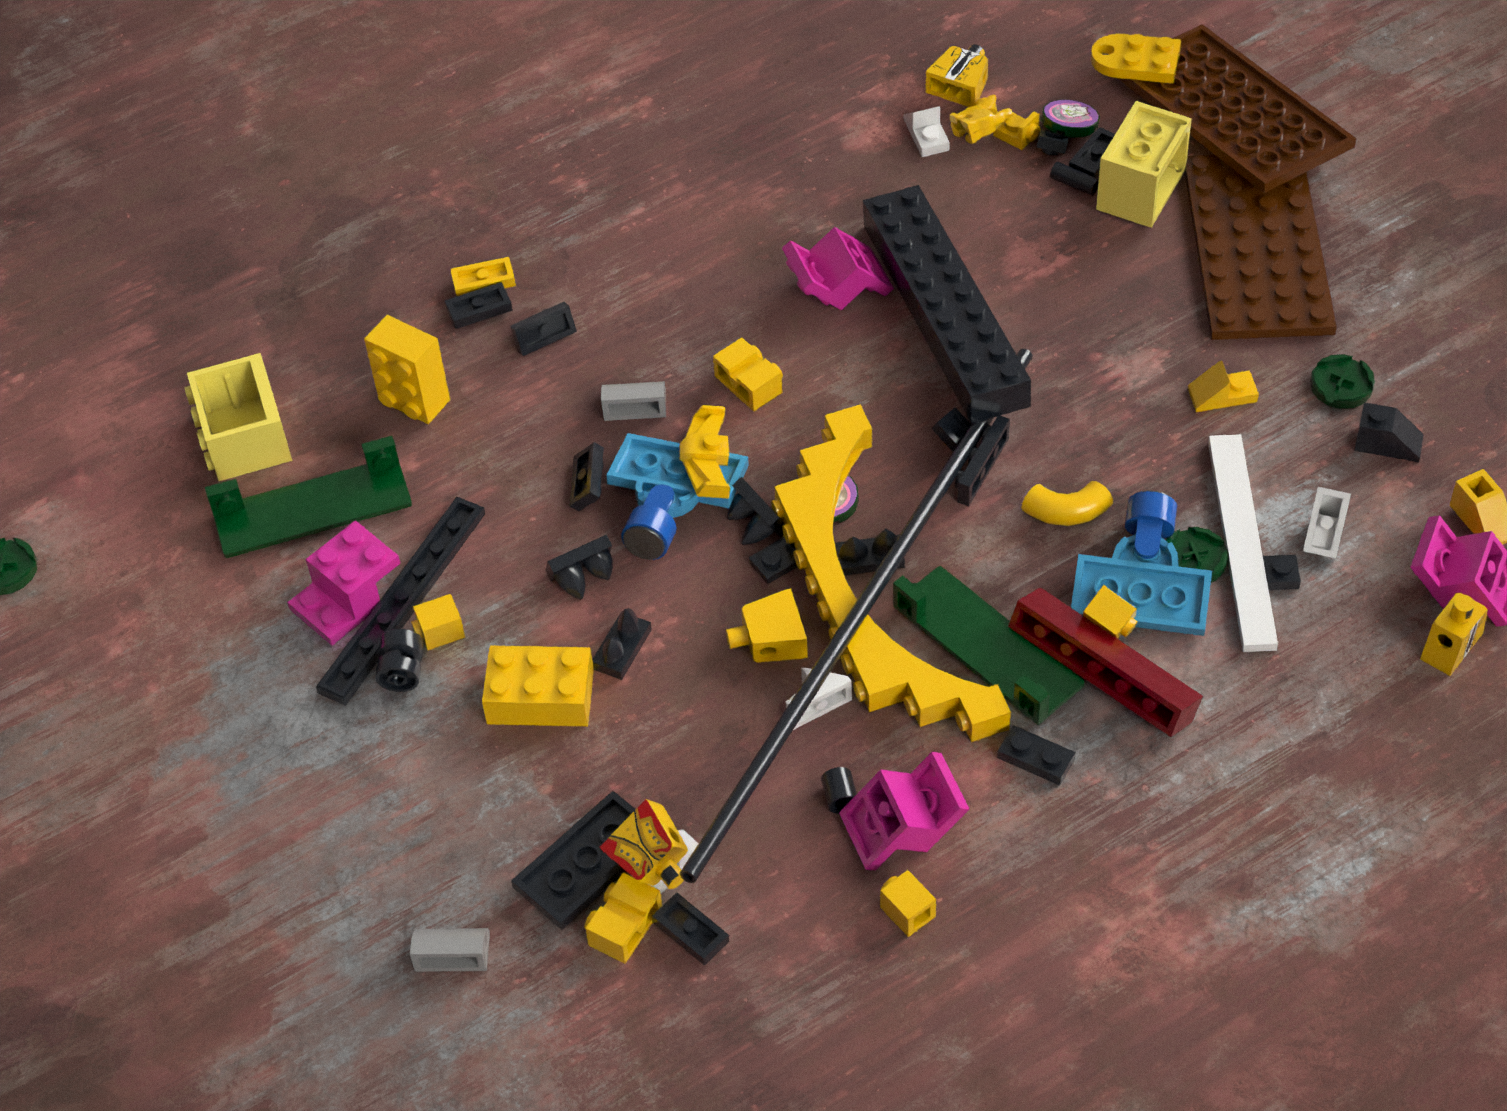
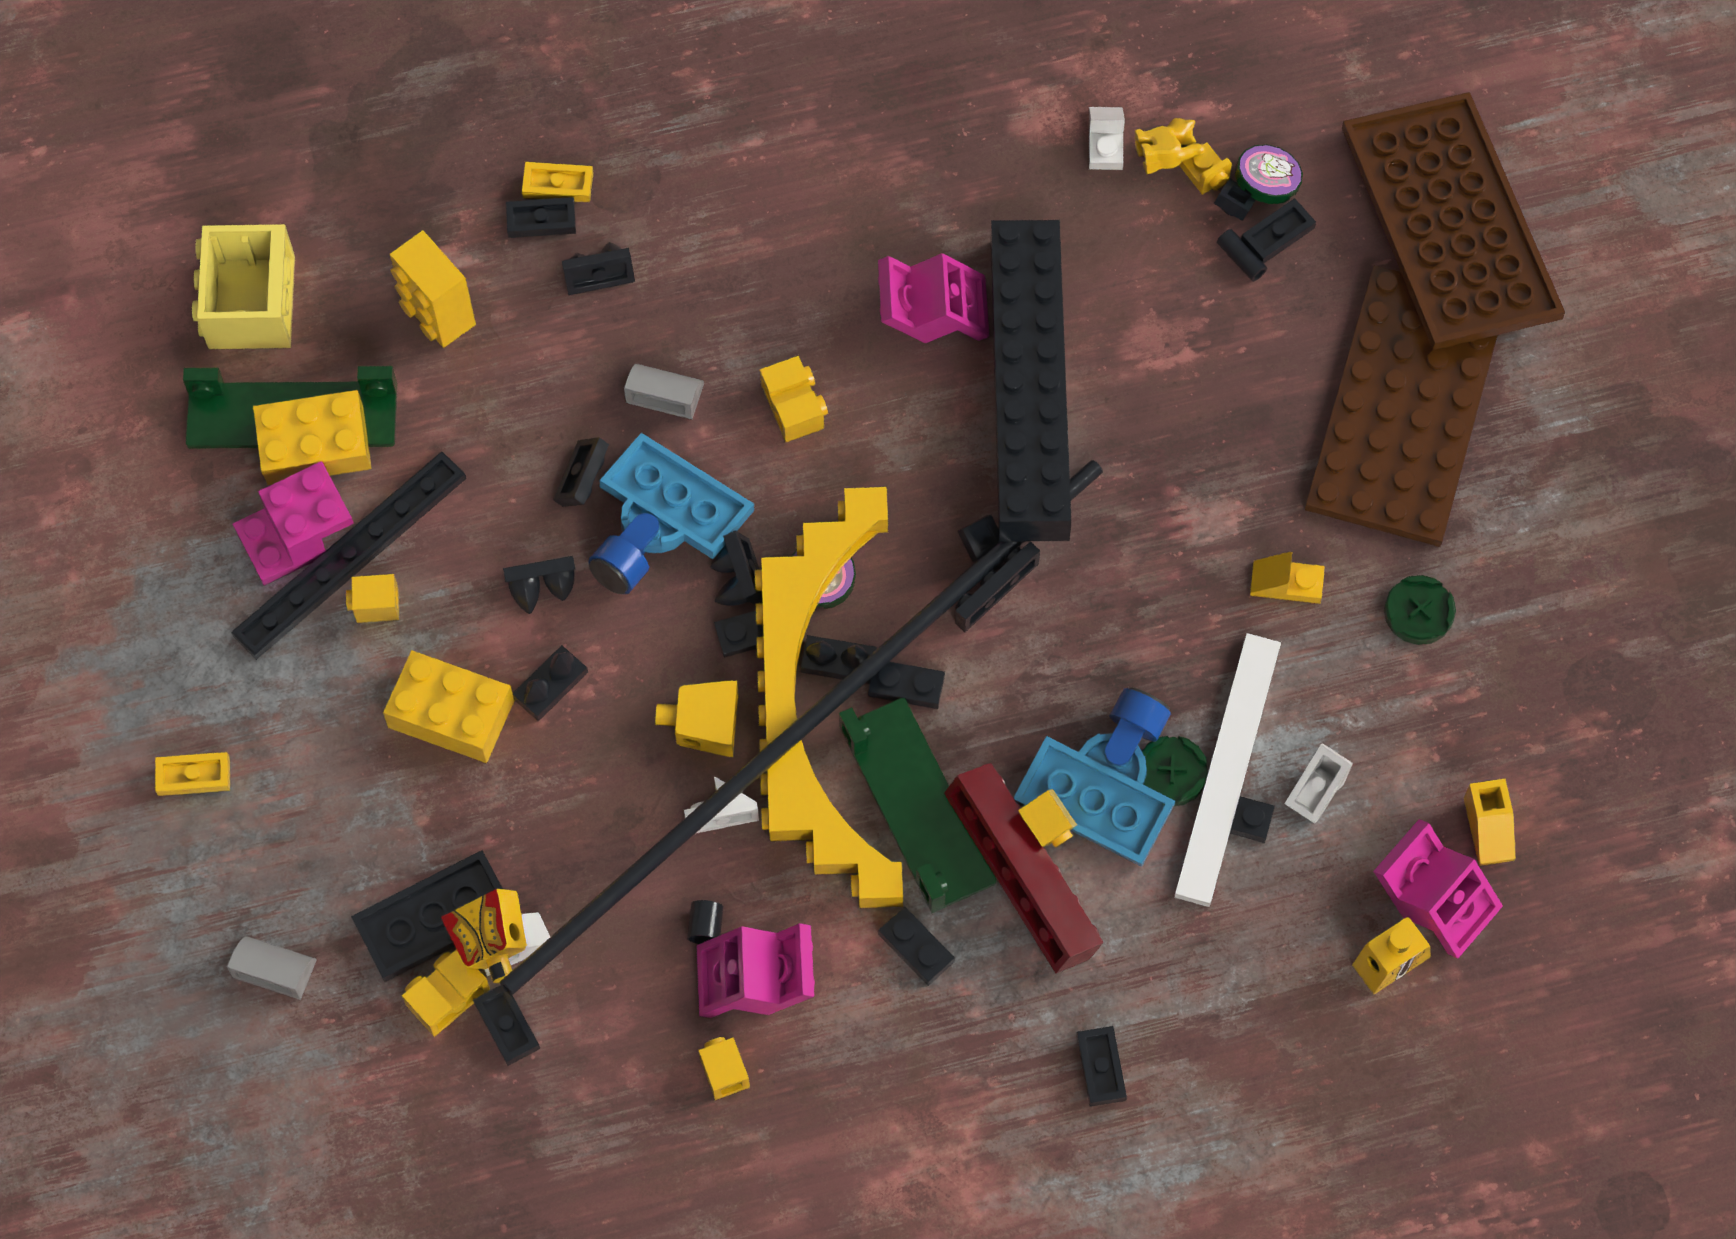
camera: 15 degrees right, 15 degrees up
(319, 809) = (192, 774): none -> yellow plate
(334, 502) = (312, 431): none -> yellow brick
(399, 660) = (321, 631): black wheel -> none
(704, 451) = (710, 485): yellow plate -> none
(949, 553) = (915, 684): none -> black plate
(958, 75) = (1169, 75): yellow torso -> none
(1067, 508) = (1062, 674): yellow cylinder -> none
(1136, 57) = (1373, 120): yellow plate -> none
(1143, 164) = (1313, 273): light yellow container -> none
(1245, 799) = (1101, 1066): none -> black plate
(1388, 433) = (1436, 694): black slope -> none

